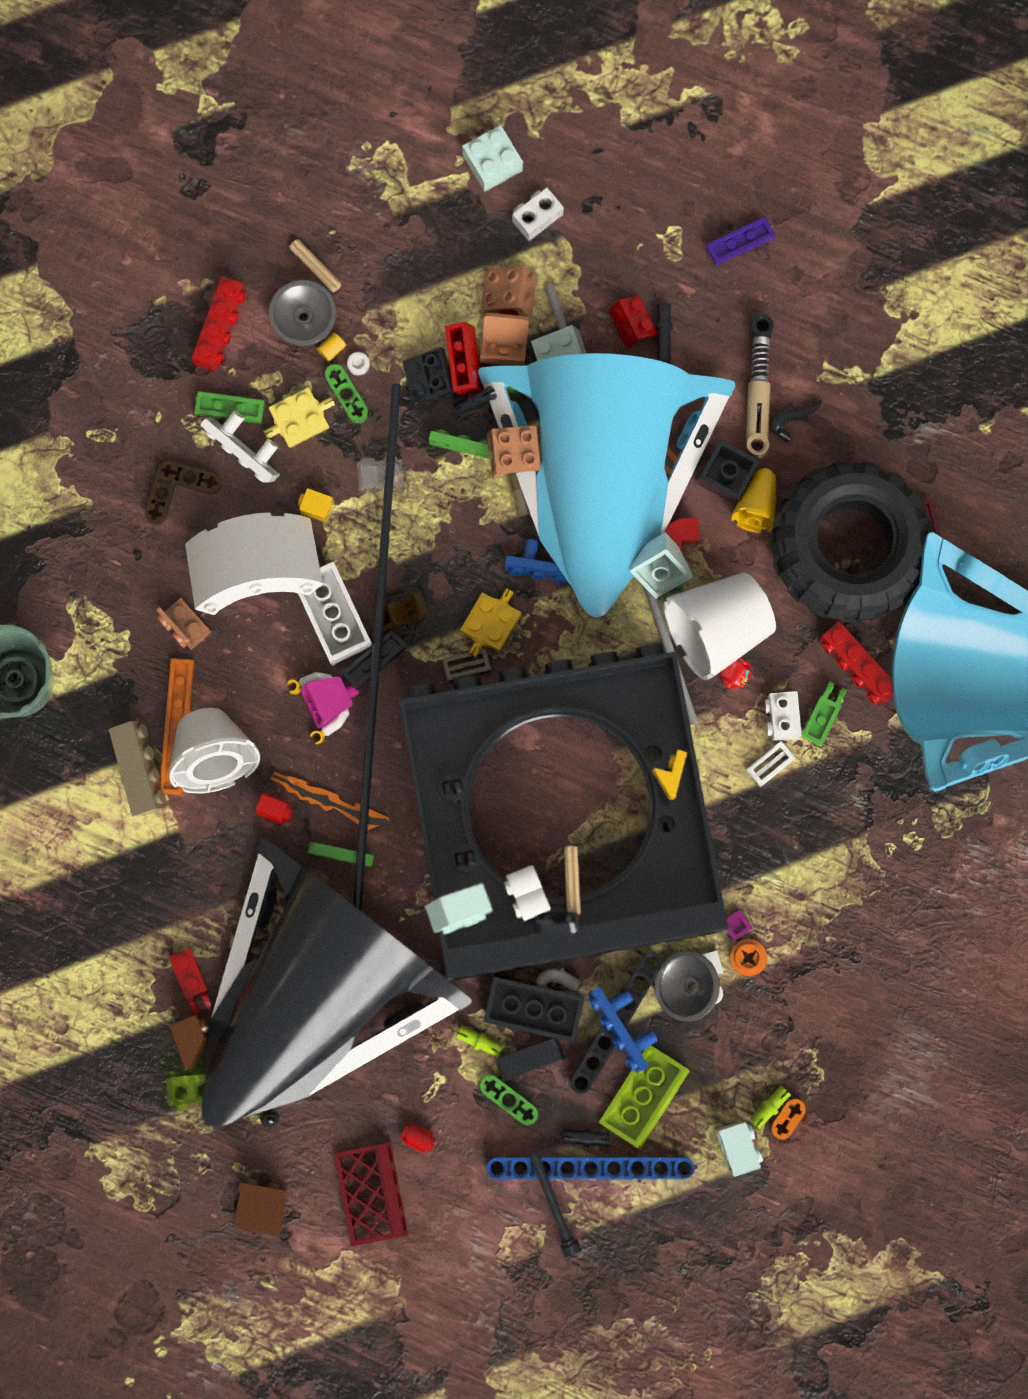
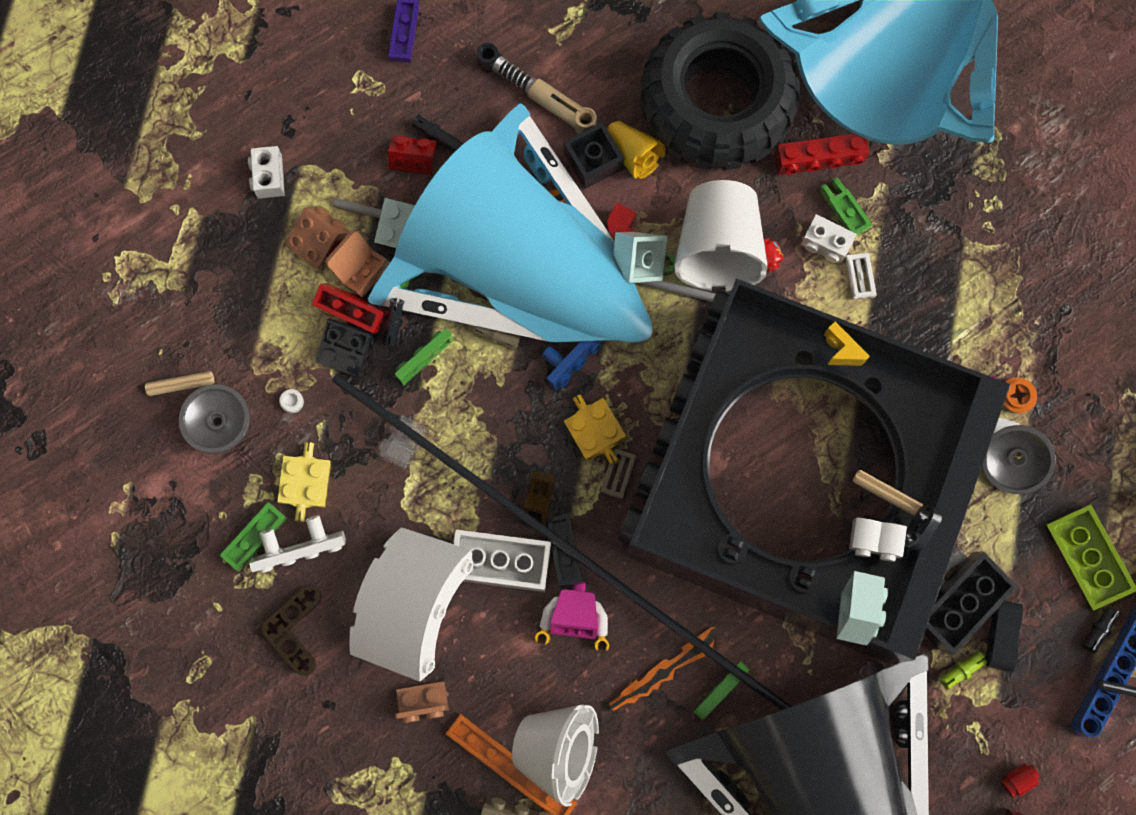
camera: 55 degrees left, 5 degrees down
(218, 324) = (172, 499): red brick -> none
(274, 809) = (647, 724): red brick -> none
(315, 505) = (392, 515): yellow brick -> none
(331, 346) = (260, 414): yellow piece -> none
(333, 383) = (328, 422): bright green beam -> none
(492, 158) = (193, 178): light aqua brick -> none
(513, 450) = (460, 314): nougat bracket -> none
(526, 1105) = (1048, 677): bright green beam -> none
(622, 1039) = (1018, 542): blue plate -> none
(626, 1015) = (1024, 548): black beam -> none
(788, 414) = (575, 79): black piece -> none

